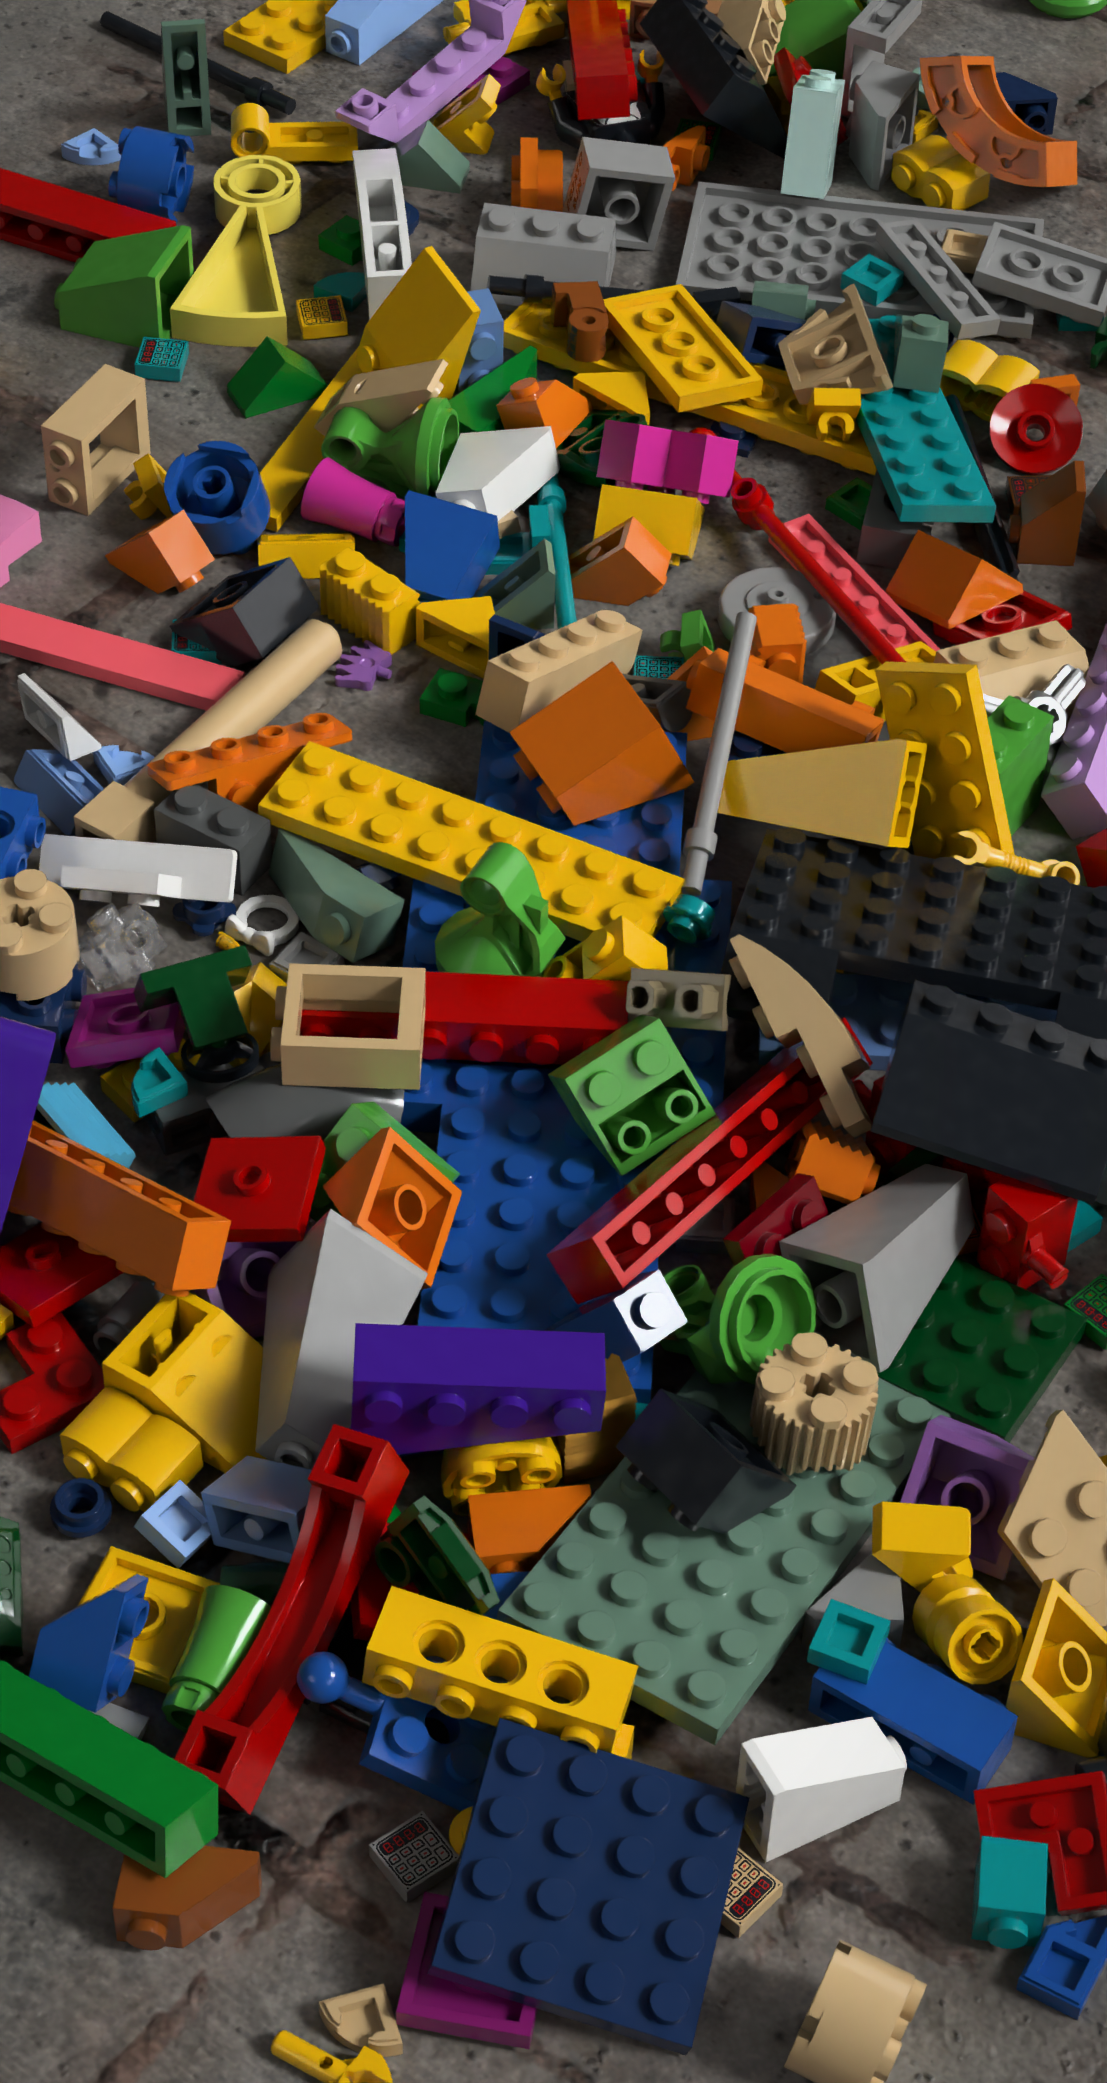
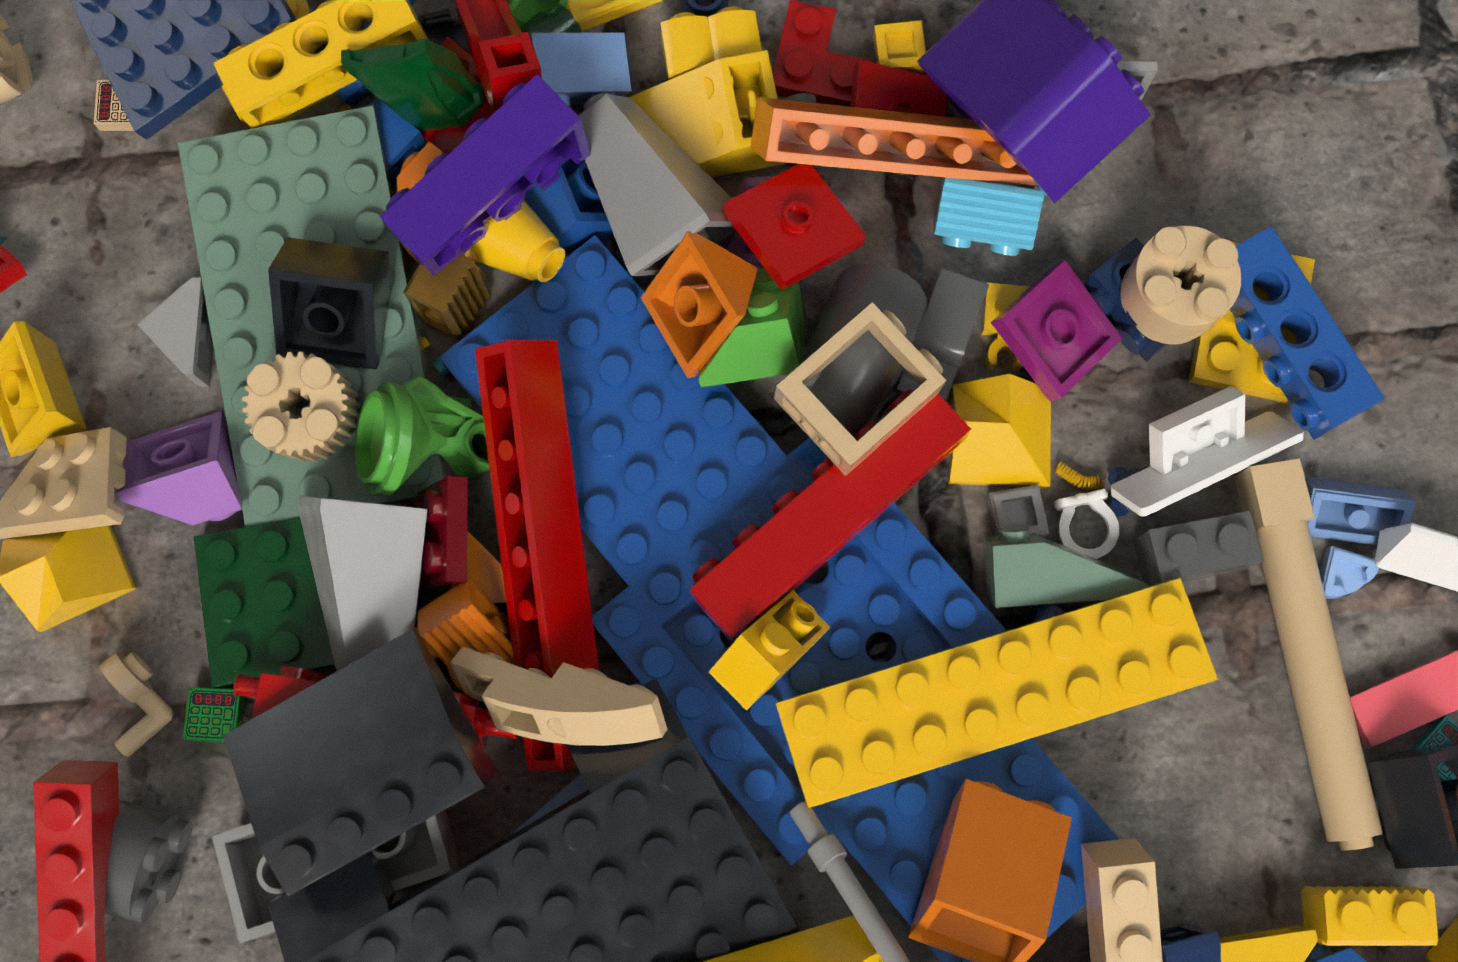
camera: 140 degrees right, 30 degrees up
(119, 945) = (1141, 387): clear brick -> none
(156, 1084) = (977, 286): teal tile -> none
(176, 1524) = (640, 28): light blue plate -> none
(207, 1009) = (1008, 355): dark green piece -> none
(247, 766) = (1242, 634): orange bracket -> none
(363, 667) = (1301, 856): medium lavender piece -> none
(452, 697) = (1197, 887): green plate -> none
(506, 924) = (872, 605): bright green piece -> none
(629, 1317) = (453, 343): dark blue slope -> none
(632, 1093) = (645, 546): bright green slope -> none
(679, 998) = (675, 646): dark tan hips -> none
(689, 918) = (767, 769): teal plate -> none
(816, 1782) = (110, 182): white slope -> none
(848, 1641) = (151, 271): teal tile -> none
(922, 1540) = (159, 381): yellow slope -> none
(938, 1722) = (95, 286): blue brick -> none
(967, 1629) = (95, 355): yellow wheel -> none

